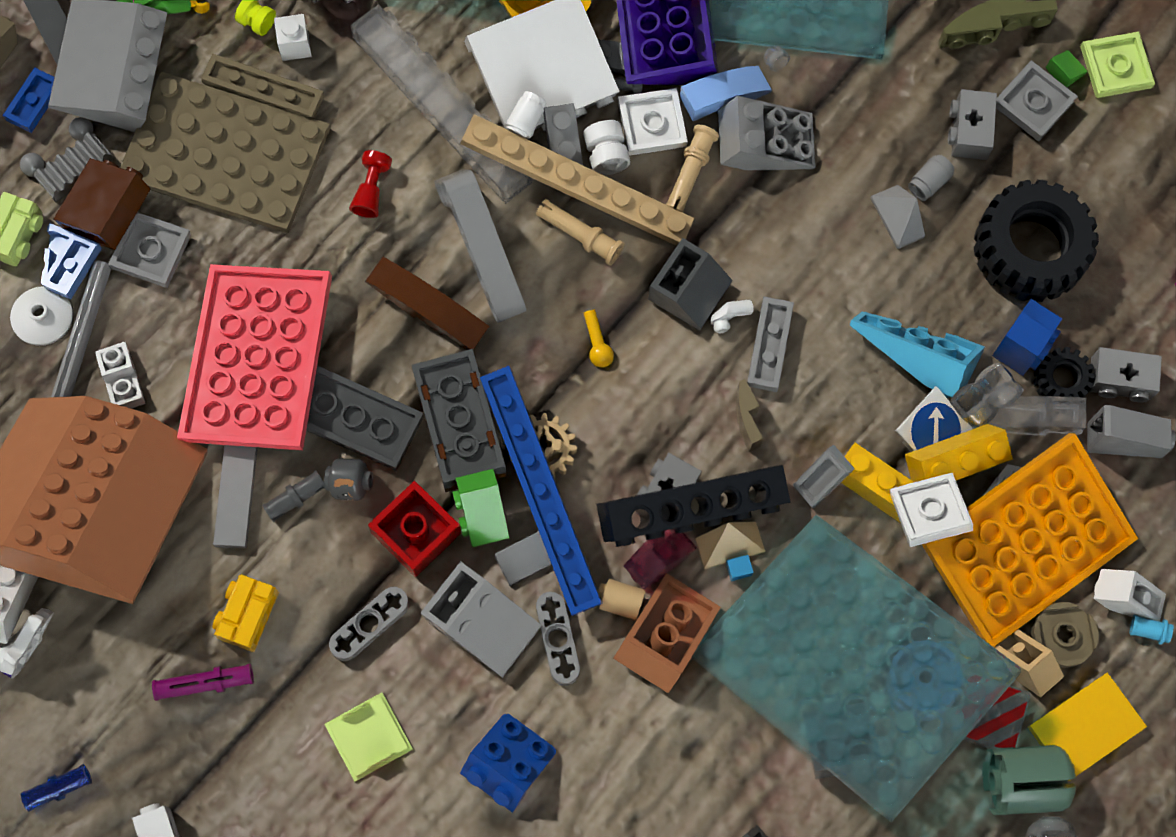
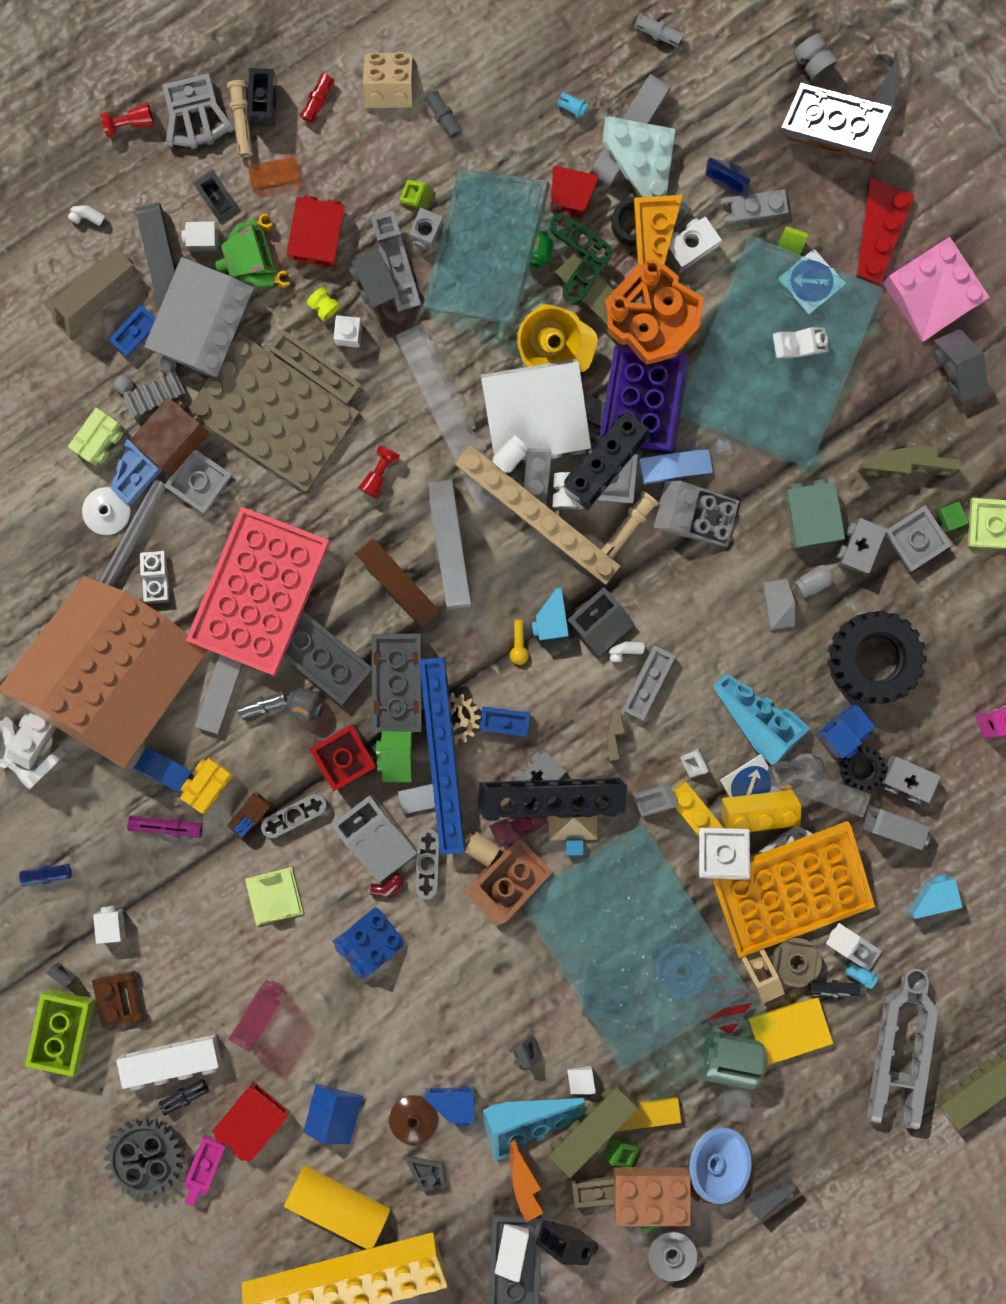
camera: 15 degrees right, 15 degrees up
(182, 607) = (162, 769): none -> blue slope
(310, 637) = (249, 814): none -> reddish brown leg
(517, 684) = (390, 888): none -> dark red arm
(591, 238) = (537, 562): tan pin -> none
(606, 435) = (504, 721): none -> blue plate
(629, 299) = (551, 618): none -> medium azure slope
(642, 92) = (606, 460): none -> black brick
(857, 425) = (695, 763): none -> white slope
(905, 103) = (813, 514): none -> sand green brick
(1124, 656) = (834, 989): none -> black pin

